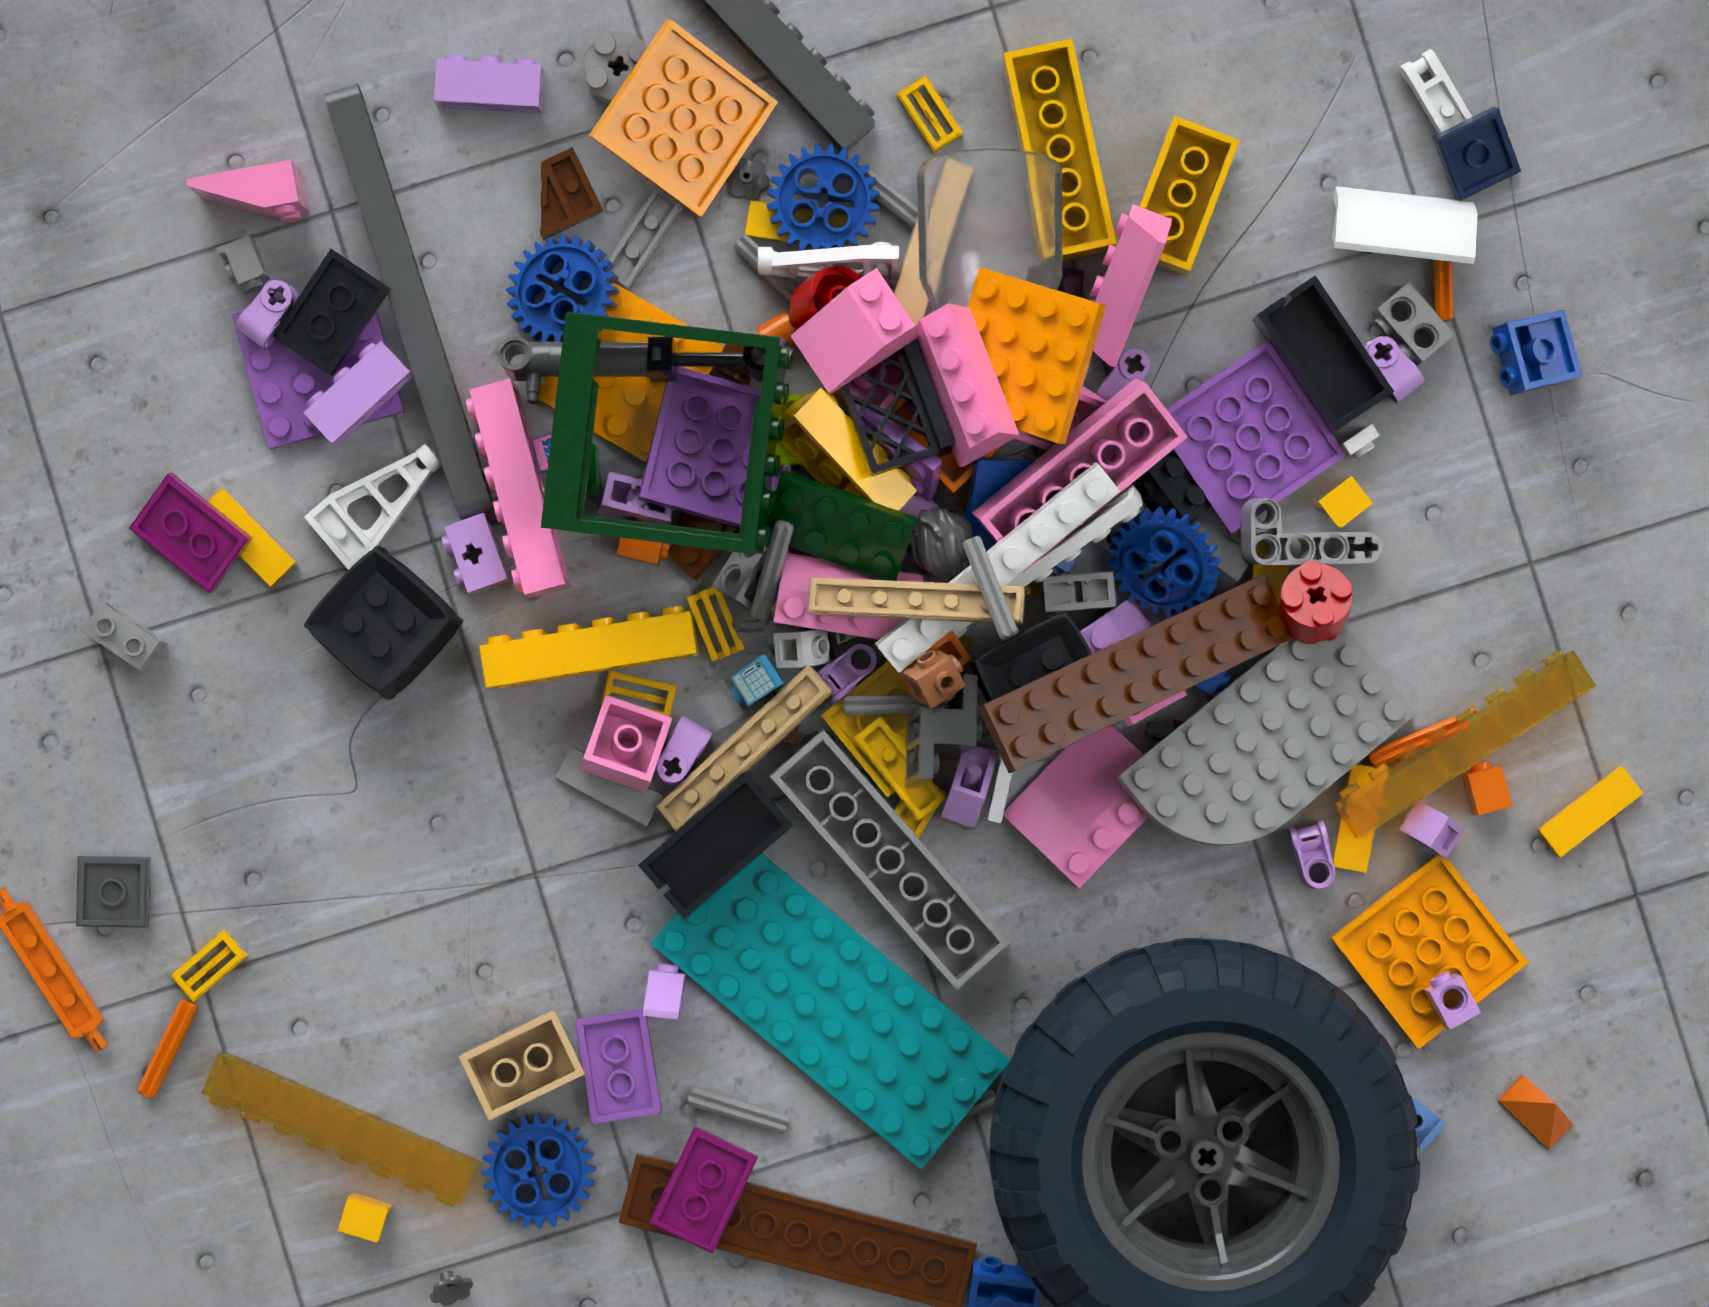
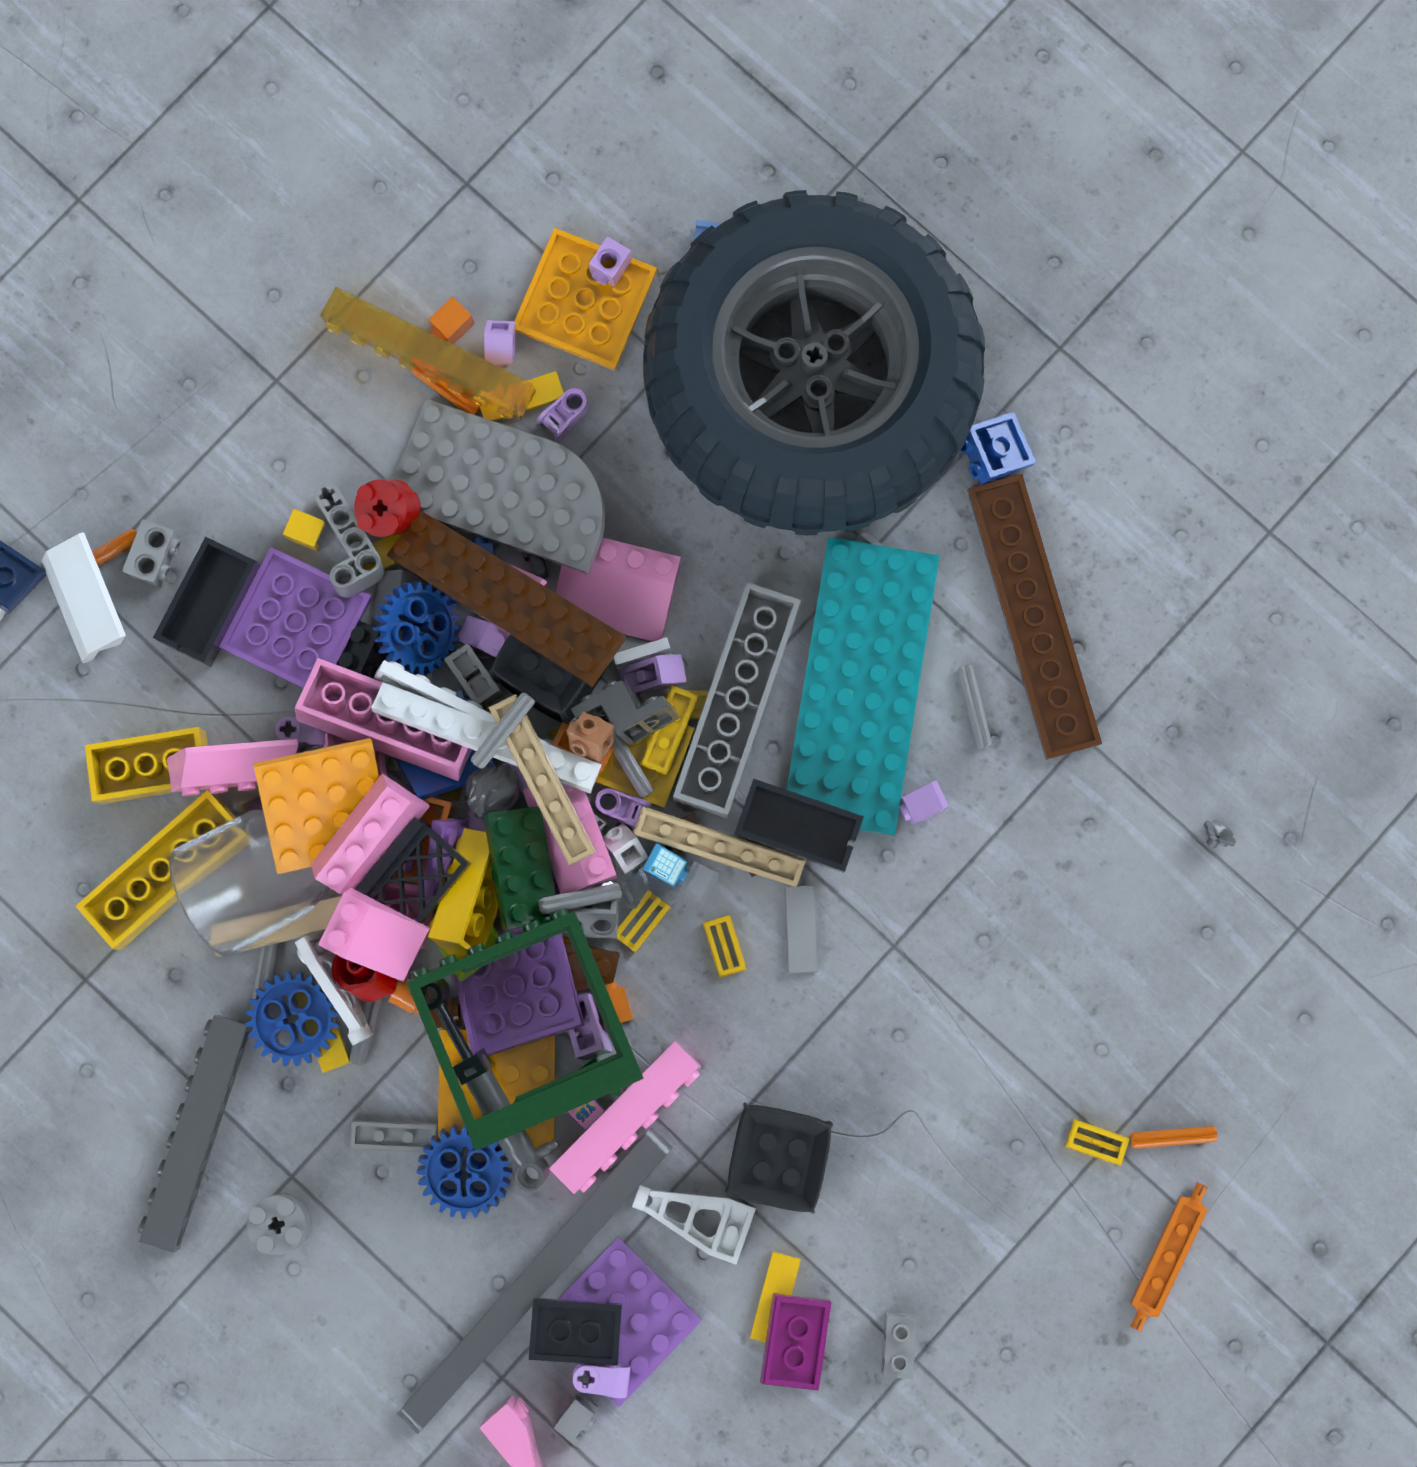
camera: 115 degrees left, 5 degrees down
(113, 891) = (1086, 1243): dark grey plate -> none
(341, 1128) = (1154, 978): clear yellow brick -> none
(357, 393) = (623, 1277): lavender brick -> none
(364, 1217) = (1206, 924): yellow panel -> none
(489, 84) = (343, 1315): lavender brick -> none
(491, 567) = (675, 1128): lavender brick -> none
(507, 1178) = (1081, 803): blue gear -> none
(521, 1064) = (1033, 874): tan brick -> none
(565, 194) = (392, 1210): reddish brown wing -> none
(590, 649) = (712, 997): yellow brick -> none
(618, 1066) = (993, 807): medium lavender plate -> none
(626, 744) = (764, 933): bright pink brick -> none
(683, 118) = (288, 1155): light orange plate -> none
(685, 745) = (741, 891): lavender piece -> none
(703, 1189) = (1043, 697): magenta tile -> none
(749, 187) = (316, 1085): dark grey plant -> none
(944, 138) = (197, 986): yellow tile -> none
(1361, 442) = (255, 542): white plate -> none
(1396, 368) = (187, 547): lavender piece -> none
(1535, 352) = (124, 458): blue plate -> none
(1536, 1111) = (653, 168): orange slope -> none
(1590, 811) = (426, 245): yellow tile -> none

